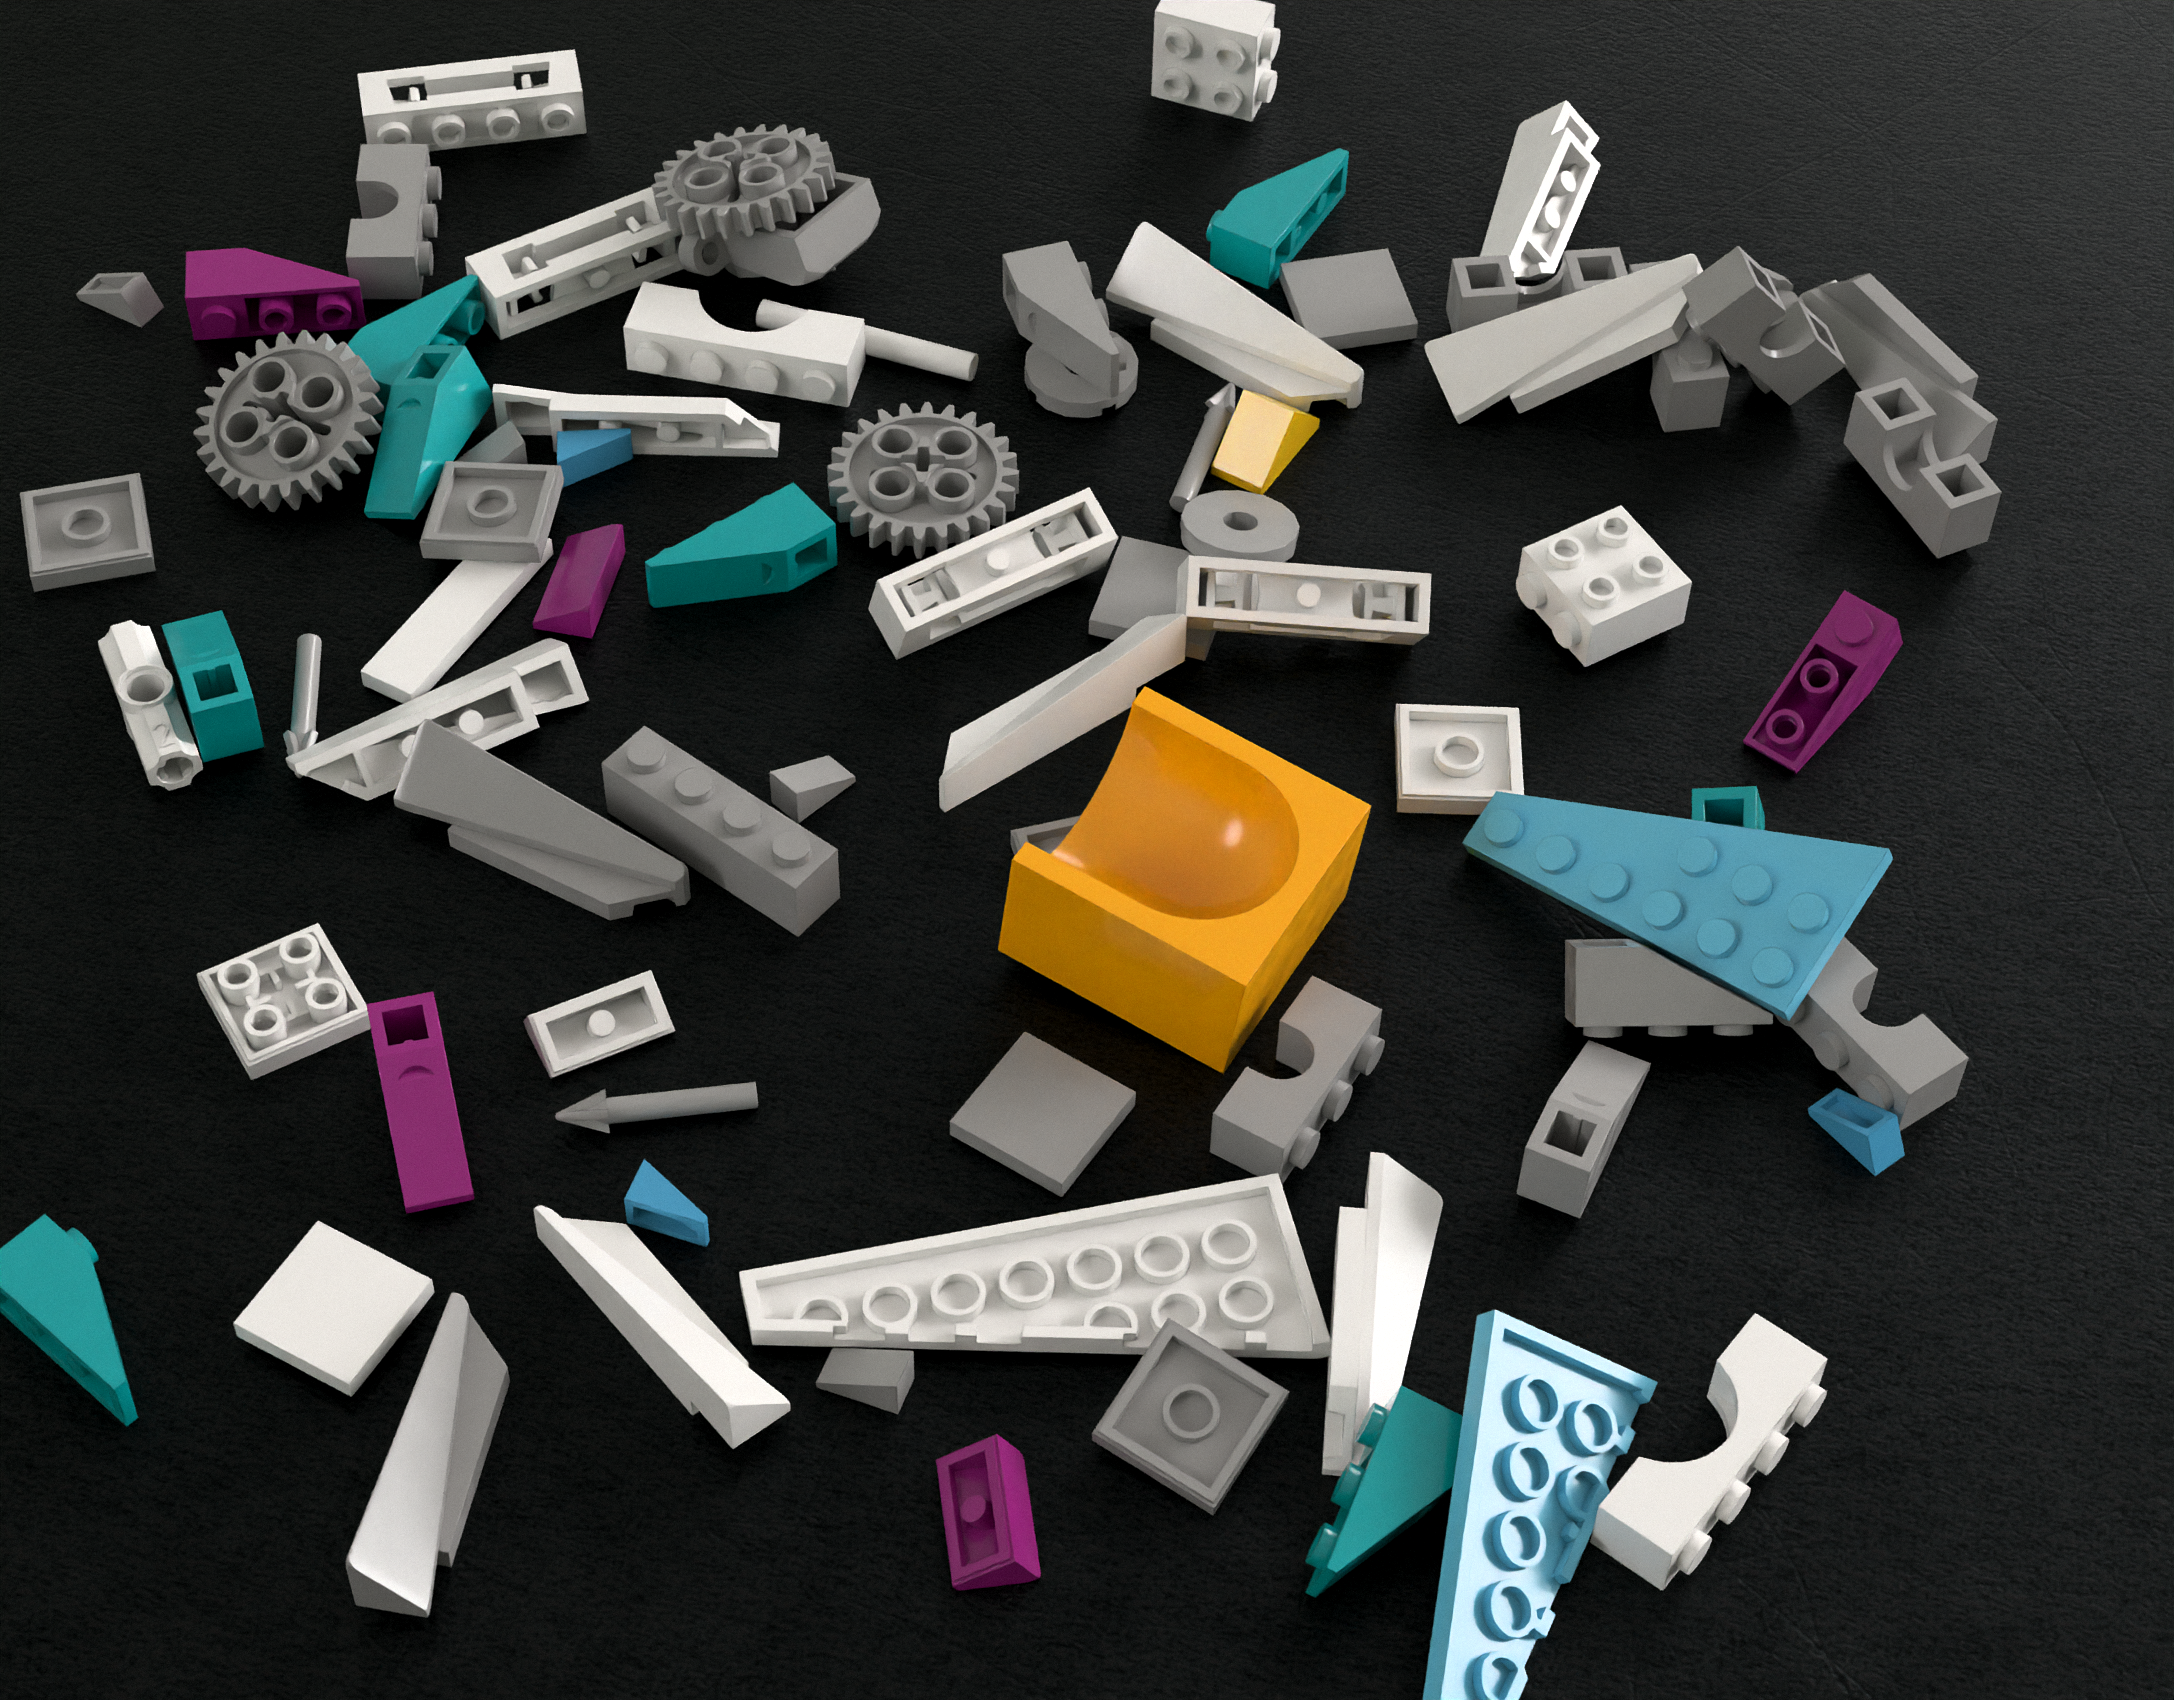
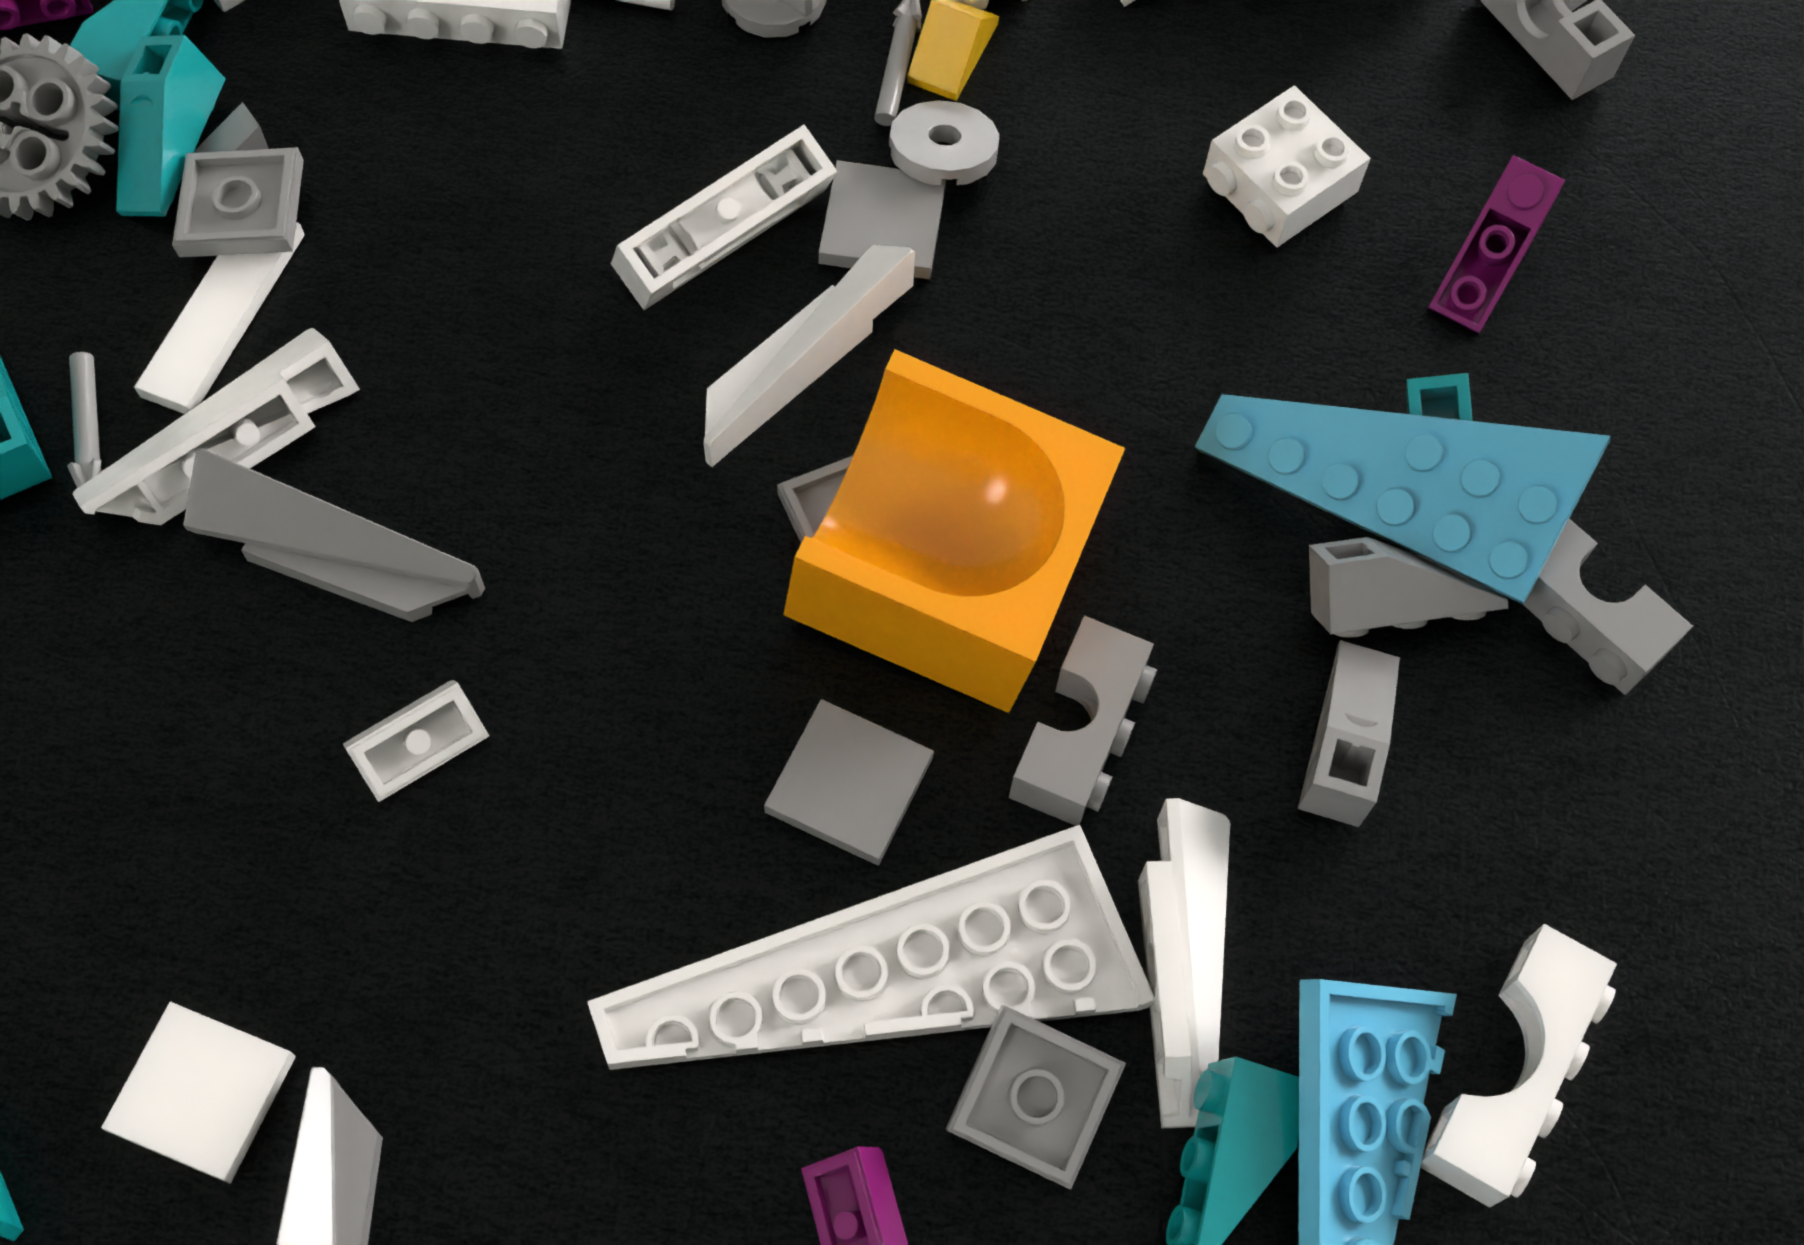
camera: 10 degrees left, 15 degrees up
(284, 1001) = (107, 753): white tile -> none
(420, 1102) = (252, 858): magenta slope -> none
(582, 582) = (335, 264): magenta slope -> none
(591, 452) = (325, 125): dark azure piece -> none
(598, 1111) = (430, 836): light grey piece -> none
(656, 422) = (359, 92): white wedge -> none
(662, 1208) = (498, 932): dark azure piece -> none
(663, 1324) = (525, 1064): white wedge -> none
(721, 830) = (504, 521): light grey brick -> none
(750, 553) = (492, 218): teal slope -> none
(808, 786) = (581, 457): light grey piece -> none
(869, 1376) = (723, 1088): light grey piece -> none
(922, 479) = (646, 111): light grey gear -> none
(1304, 600) = (1017, 215): white brick -> none
(1455, 757) = (1175, 356): white tile -> none
(1860, 1128) = (1594, 697): dark azure piece -> none

